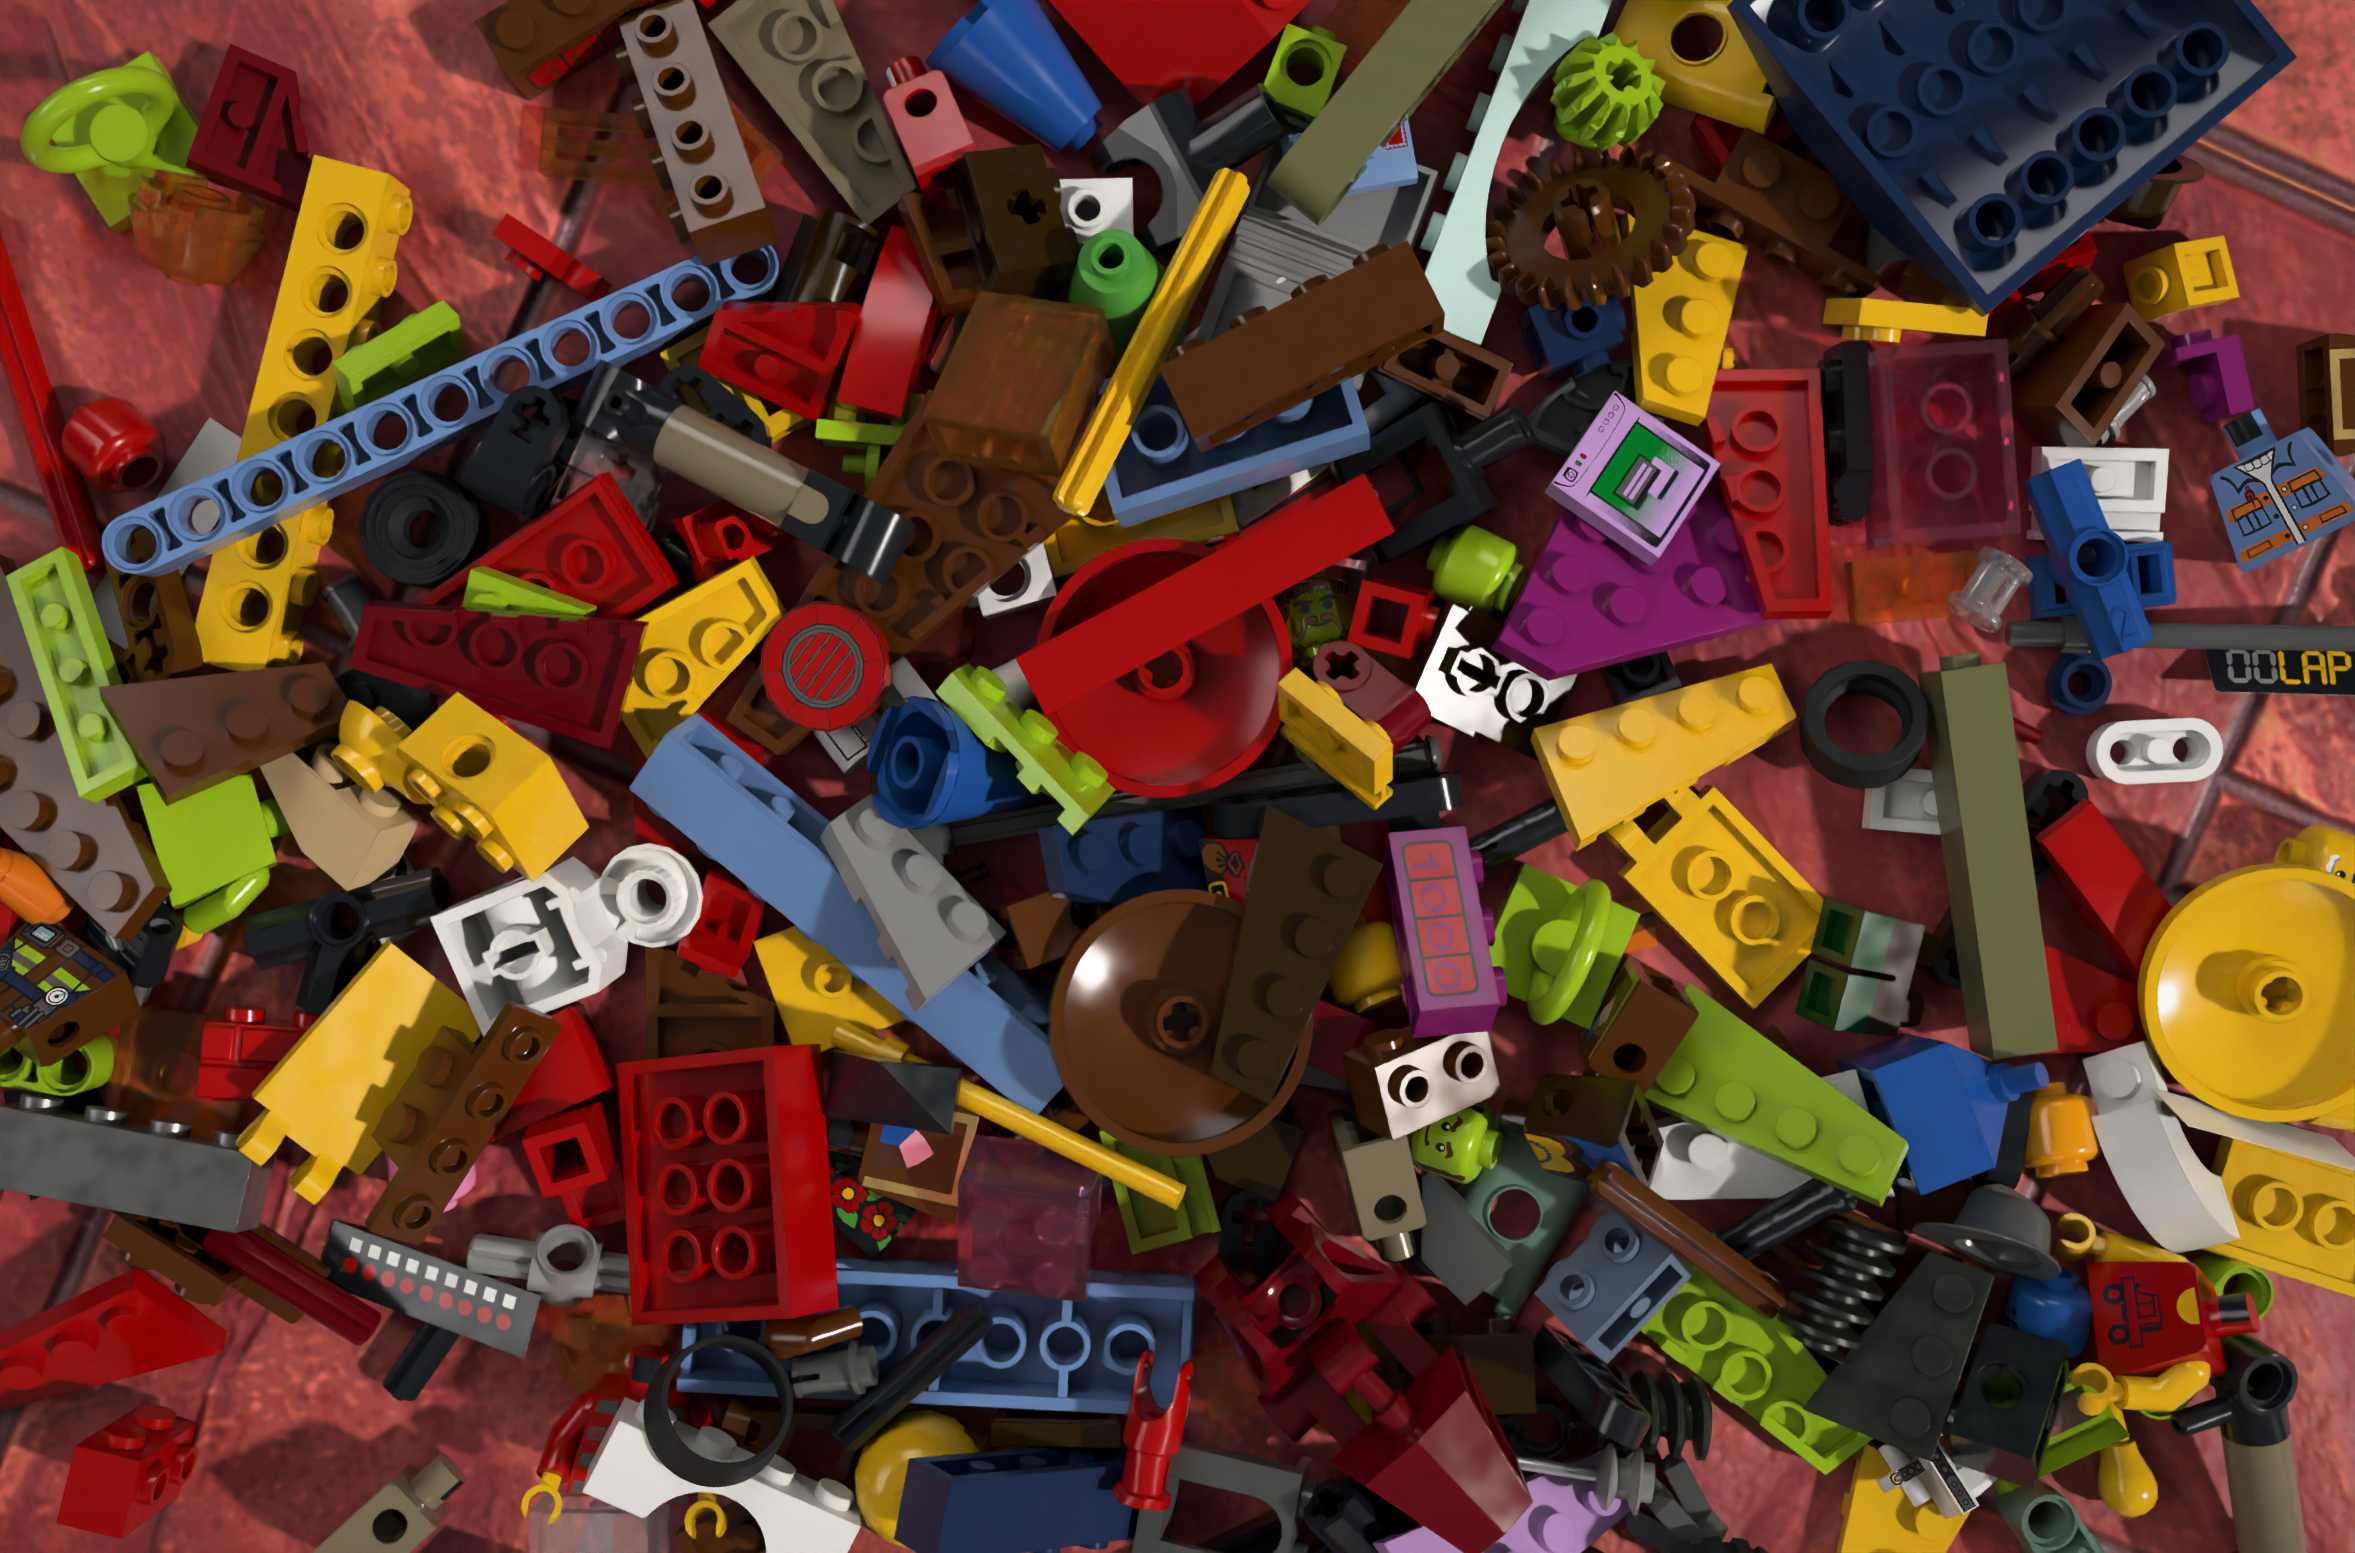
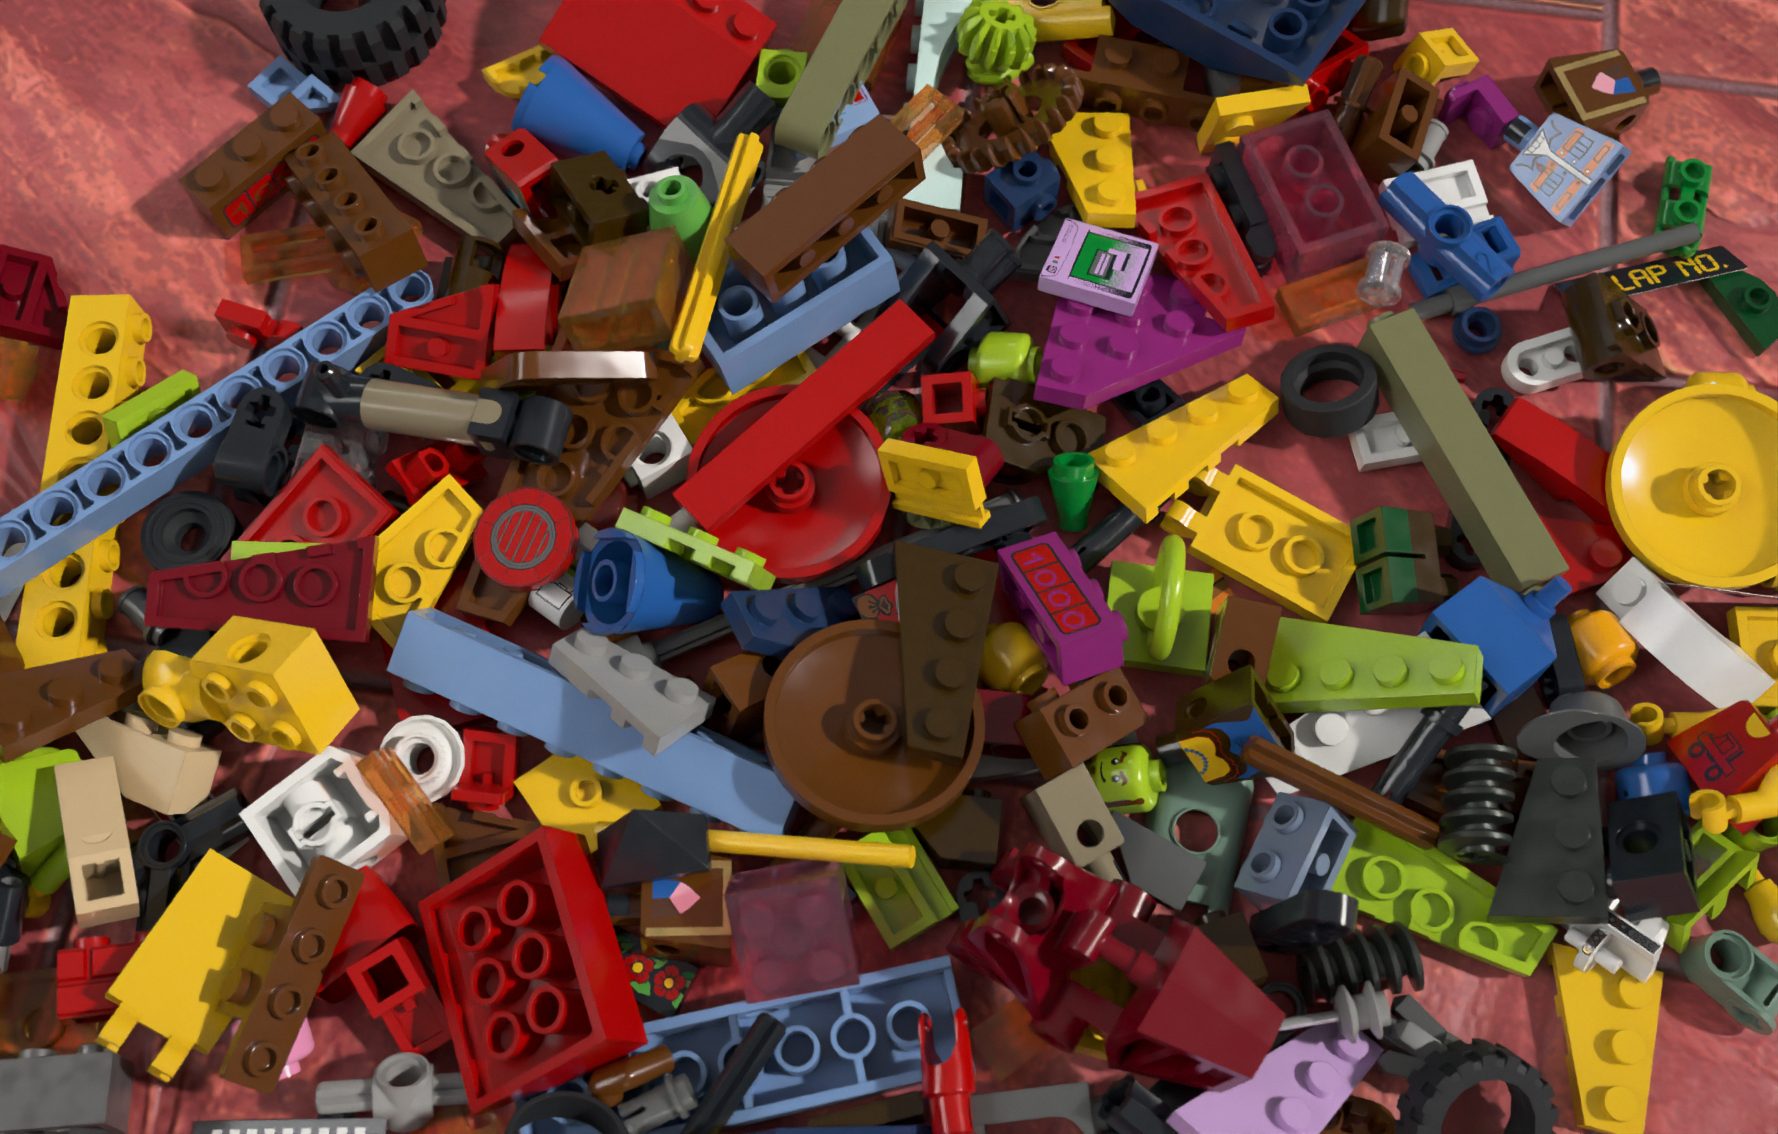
camera: 15 degrees left, 20 degrees down
(262, 908) = (96, 842): none -> tan slope
(622, 953) = (405, 800): none -> clear orange tile
(875, 476) = (537, 369): none -> reddish brown beam
(1502, 187) = (941, 131): none -> clear orange tile
(1506, 765) = (1073, 488): none -> green cone
(2242, 745) = (1610, 329): none -> dark brown piece

